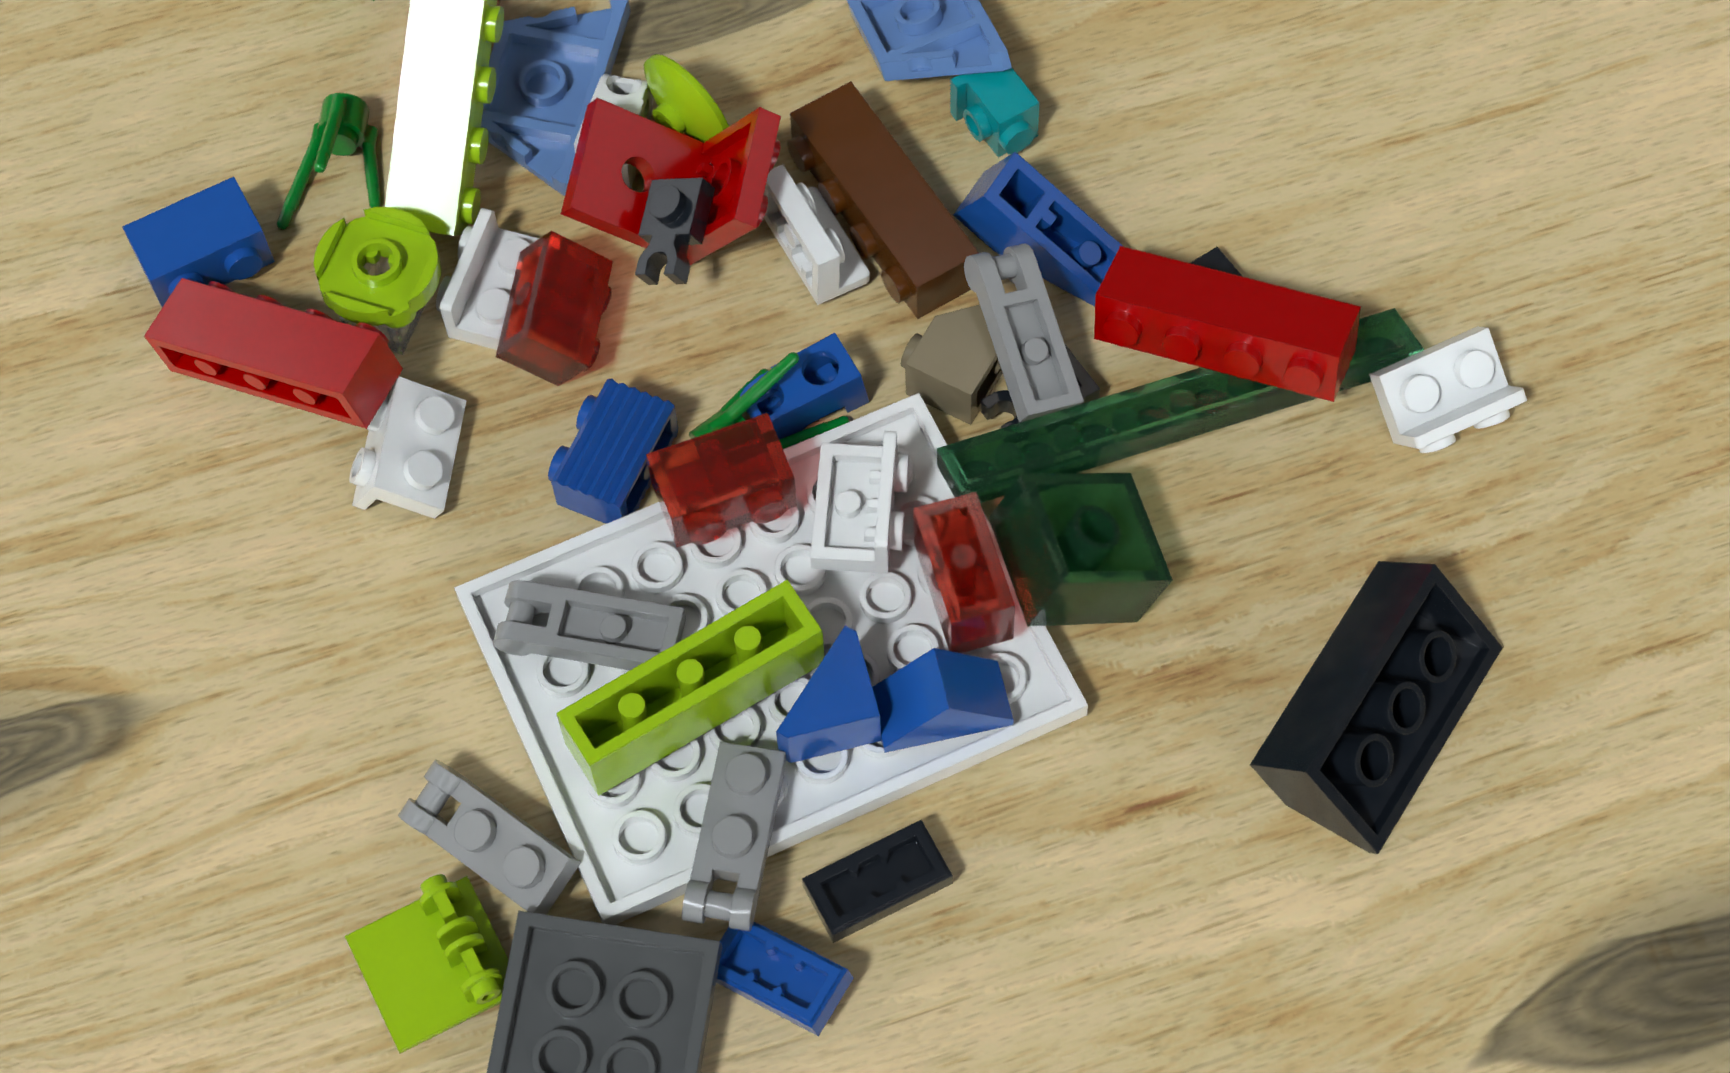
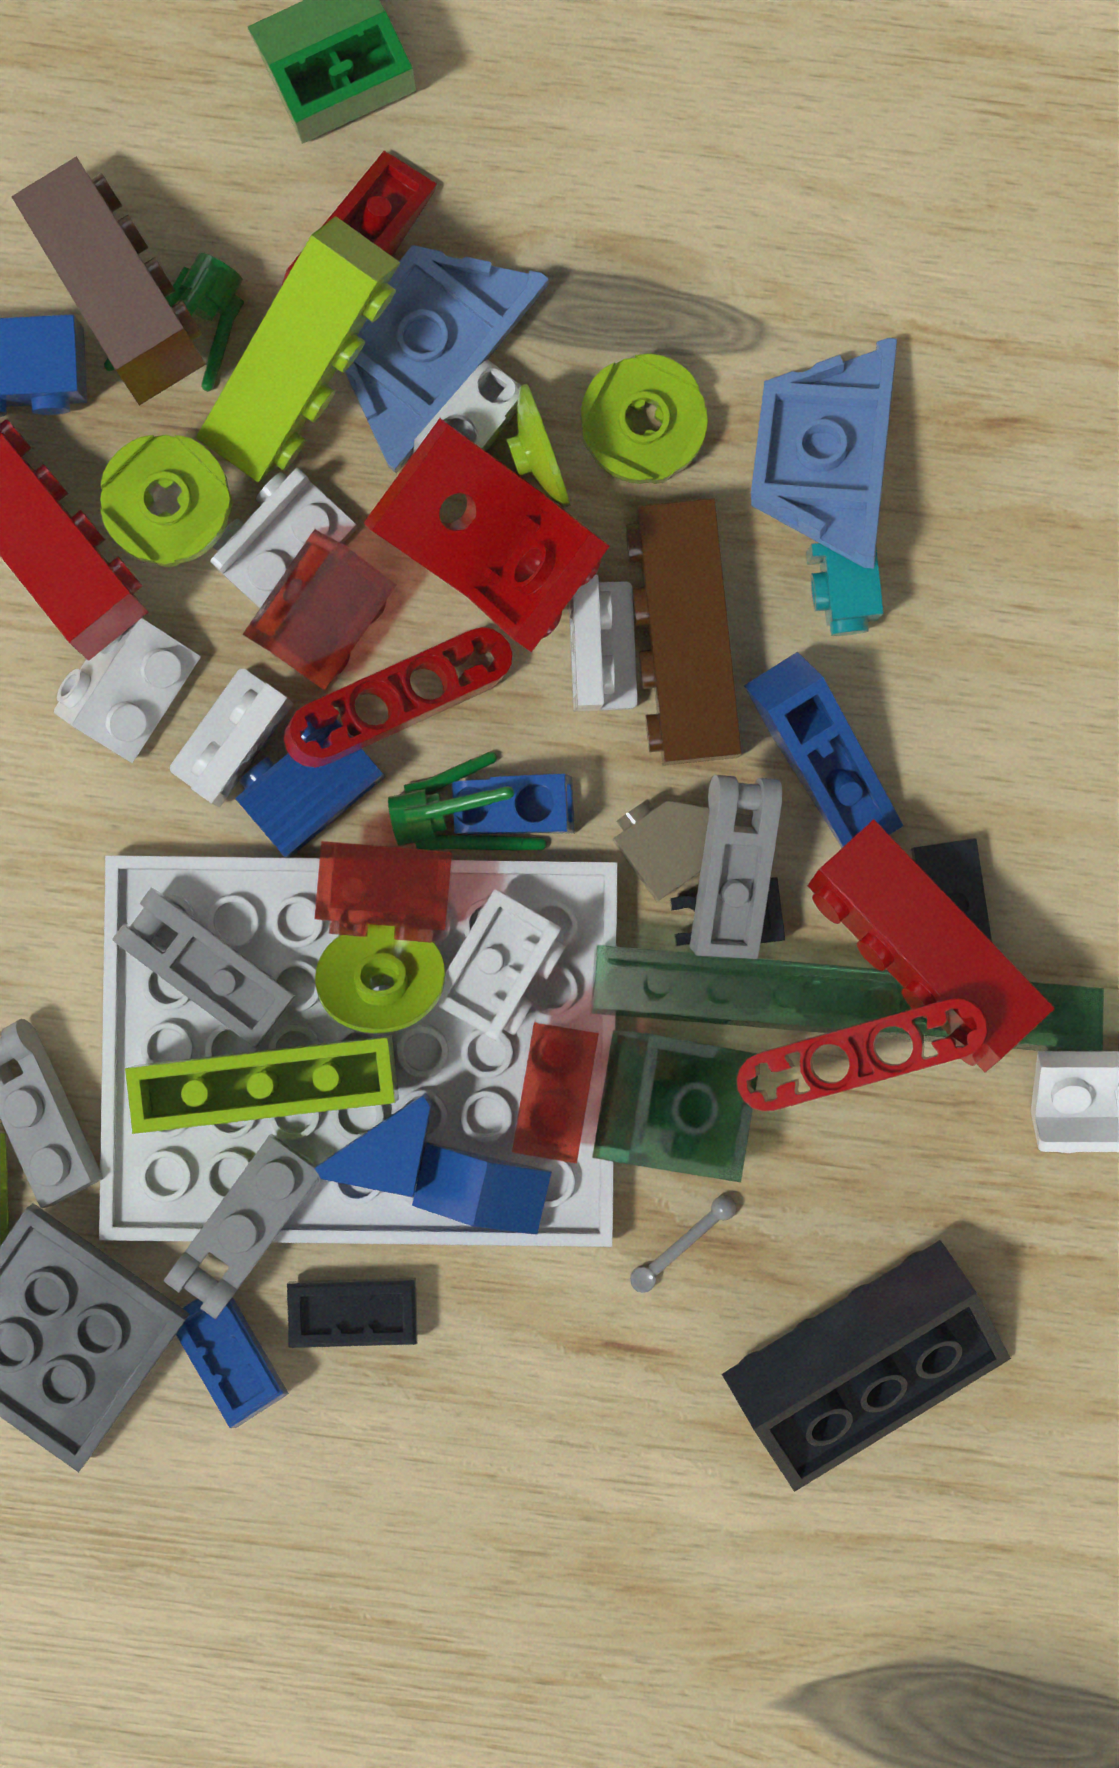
camera: 15 degrees right, 25 degrees up
(255, 130) = (108, 280): none -> reddish brown brick
(525, 444) = (230, 737): none -> white bracket
(648, 333) = (402, 702): none -> red beam
(671, 222) = (468, 585): black plate -> none
(755, 38) = (630, 385): none -> lime plate
(755, 558) = (358, 964): none -> lime dish
(1133, 732) = (643, 1277): none -> light grey hinge
(1209, 403) = (864, 1062): none -> red beam

